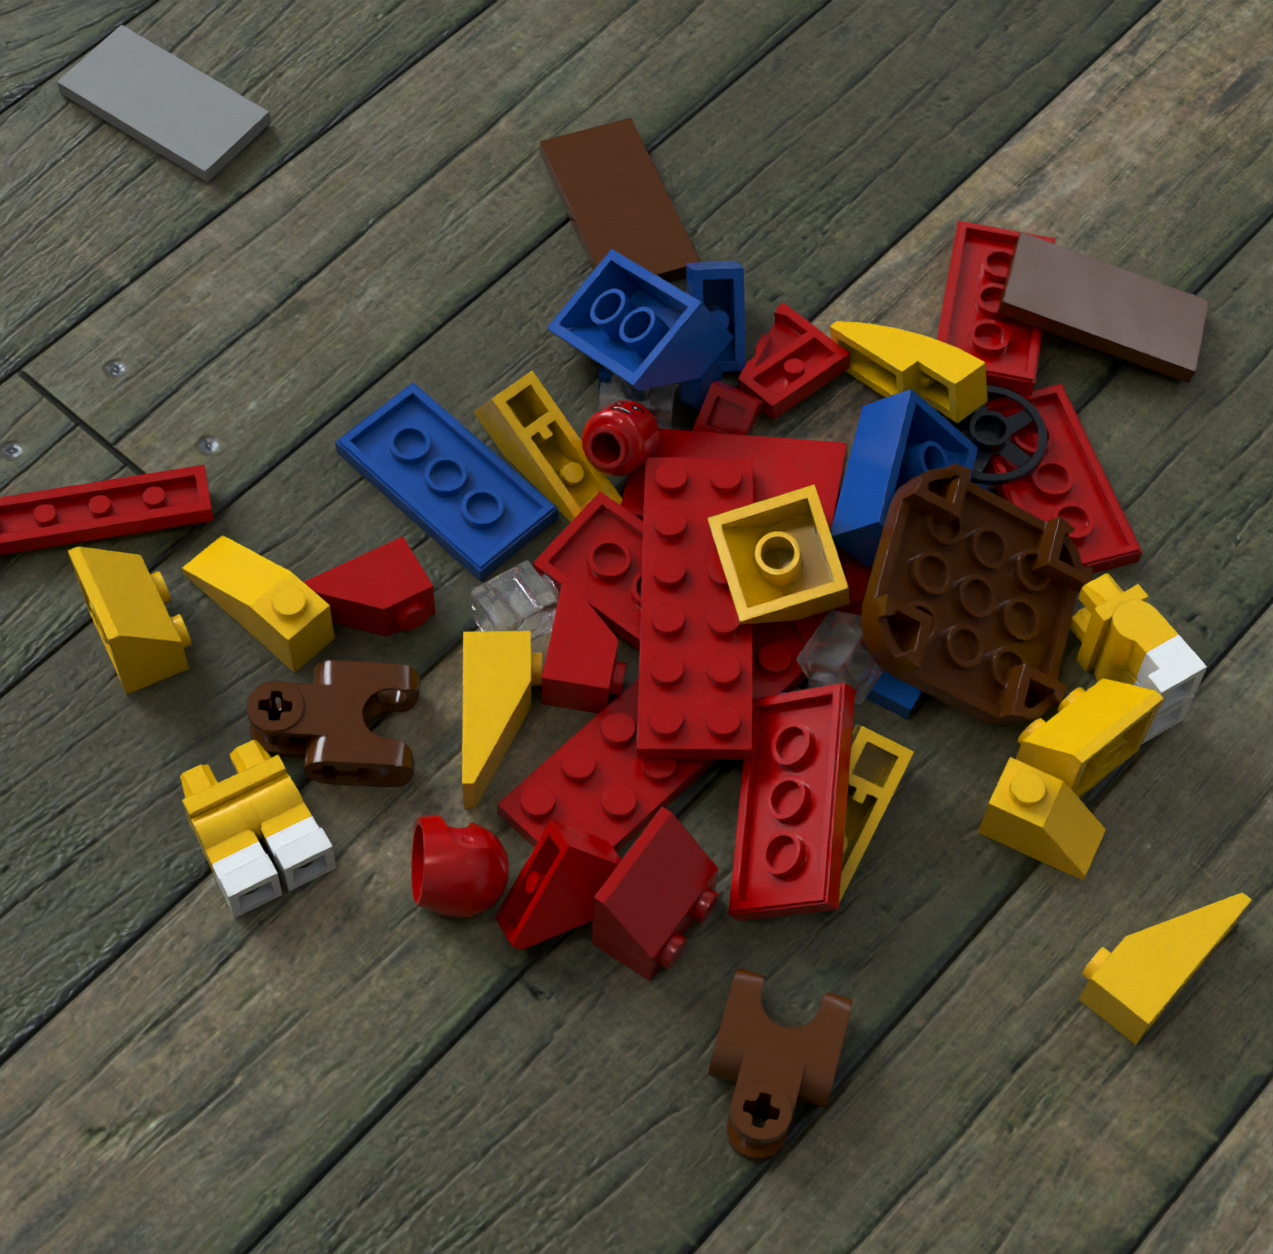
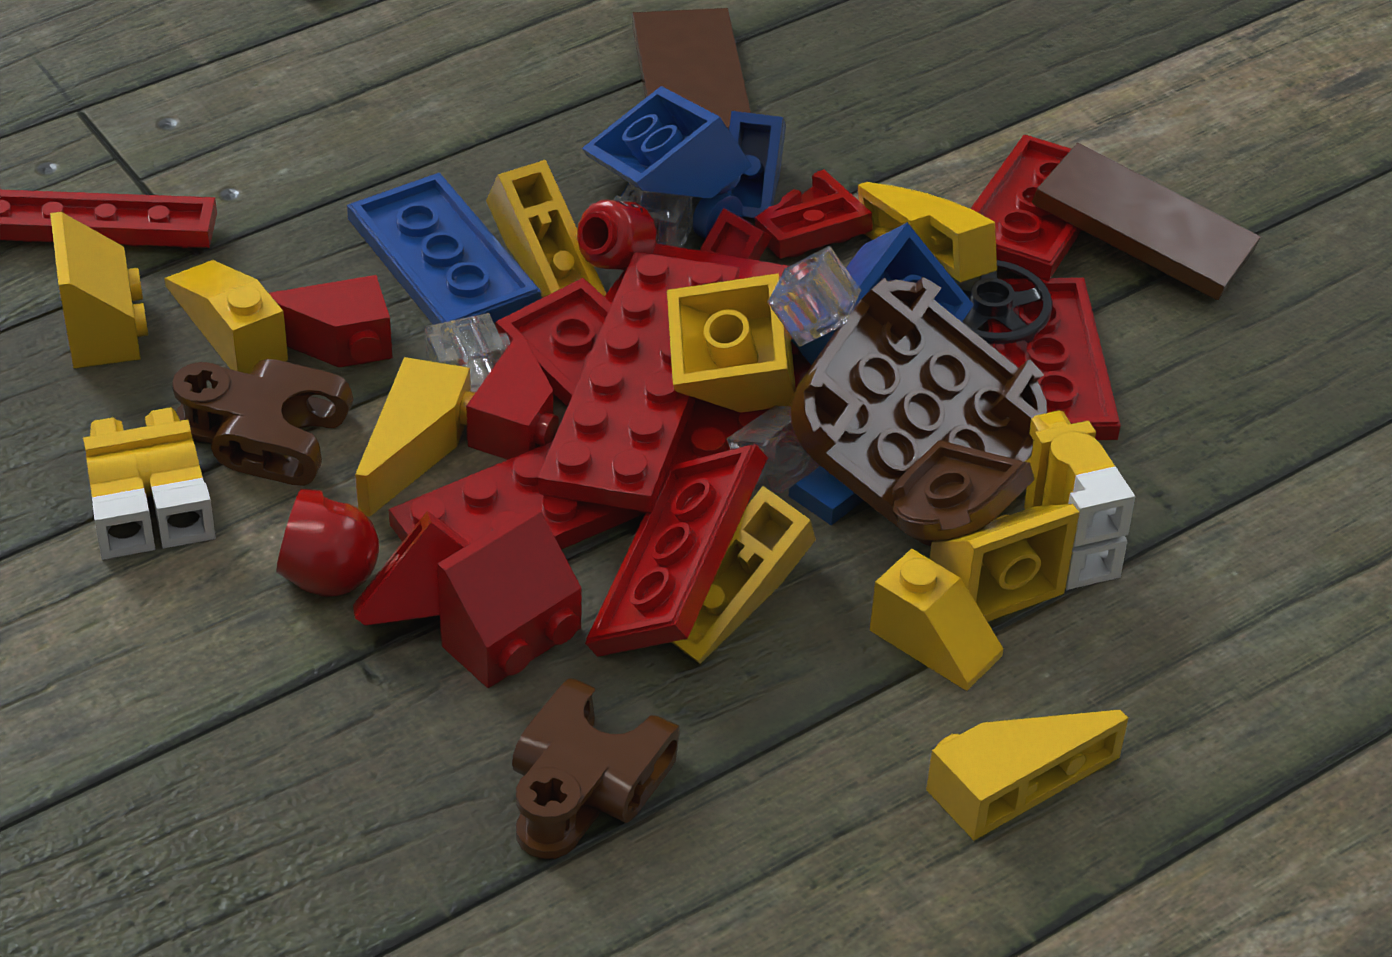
camera: 15 degrees right, 15 degrees down
(856, 504) = (814, 296): none -> clear brick
(1035, 687) = (956, 491): none -> reddish brown tile

